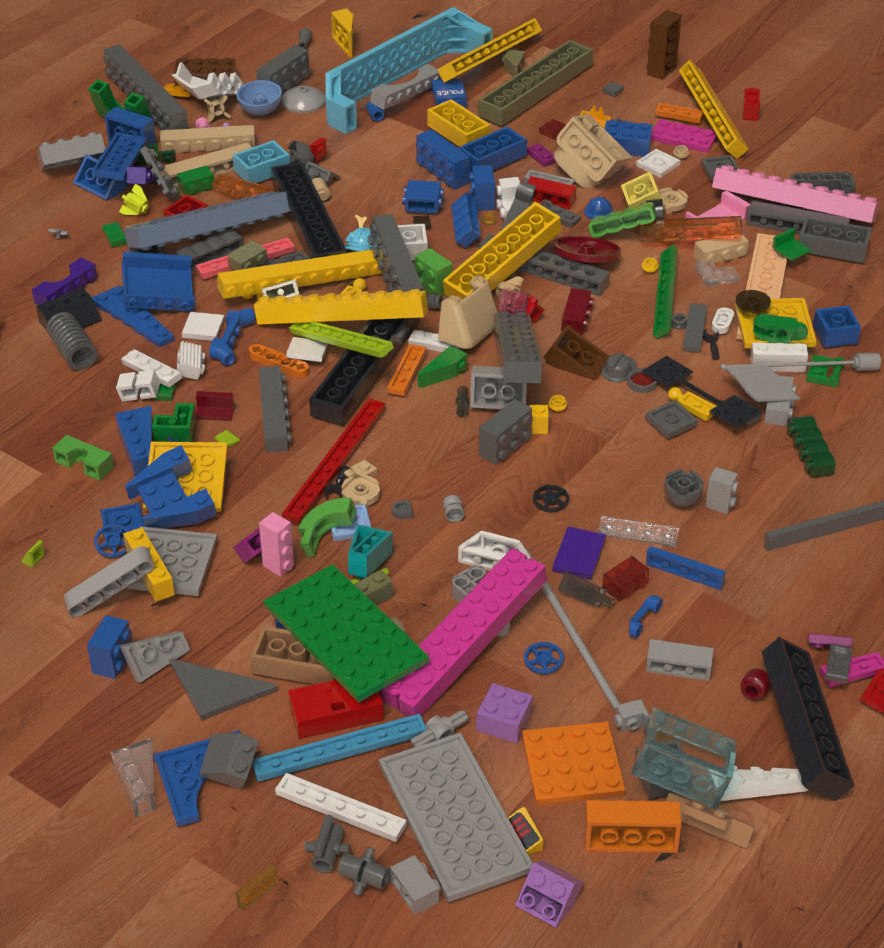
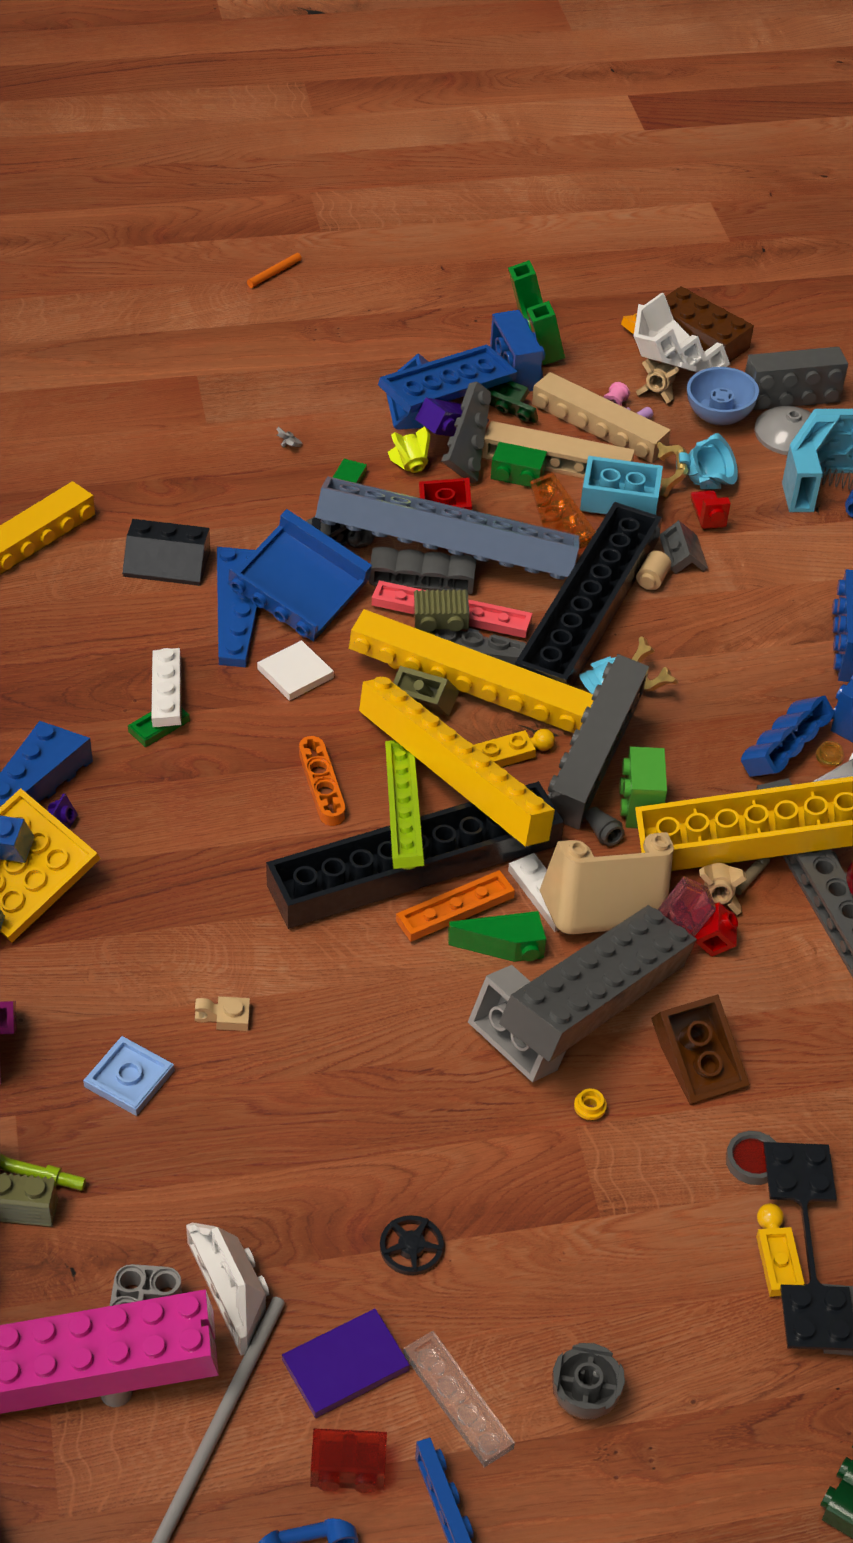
camera: 40 degrees right, 5 degrees up
(70, 151) = (409, 339): light grey brick -> none
(71, 341) = (119, 590): dark grey piece -> none
(81, 274) = (240, 509): dark purple arch -> none
(131, 383) = (120, 700): white piece -> none
(133, 78) = (592, 307): dark grey brick -> none
(177, 426) = (93, 790): green brick -> none
(190, 360) = (215, 707): white brick -> none
(214, 406) = (173, 791): dark red panel -> none
(222, 347) = (274, 715): blue plate -> none
(227, 437) = (138, 846): lime slope -> none
(273, 411) = (229, 844): dark grey brick -> none
(286, 131) = (706, 465): none -> medium azure helmet
(300, 152) = (680, 506): dark grey cylinder -> none
(307, 349) = (363, 787): white tile -> none
(322, 518) = (82, 1047): bright green arch -> none
(333, 461) = (212, 971): red plate -> none
(336, 488) = (167, 1010): black piece -> none
(367, 483) = (196, 1055): tan plate -> none
(368, 550) = (75, 1138): teal wedge -> none
(402, 510) = (210, 1108): dark grey tile -> none
(414, 238) = (671, 720): white brick -> none
(422, 220) = (734, 702): dark brown tile -> none
(423, 196) = (771, 664): blue brick -> none
(453, 508) = (264, 1158): light grey wheel -> none
(462, 401) = (461, 1010): clear smoke pin -> none
(505, 431) = (454, 1096): dark grey brick -> none
(540, 419) = (528, 1110): yellow brick -> none
(543, 658) = (107, 1487): blue wheel -> none
(577, 310) = (780, 980): dark red brick -> none
(584, 590) = (275, 1431): clear smoke hinge -> none
(618, 367) = (745, 1110): dark grey piece -> none
(671, 419) = (717, 1253): dark grey plate -> none
(722, 490) = (637, 1433): light grey brick -> none

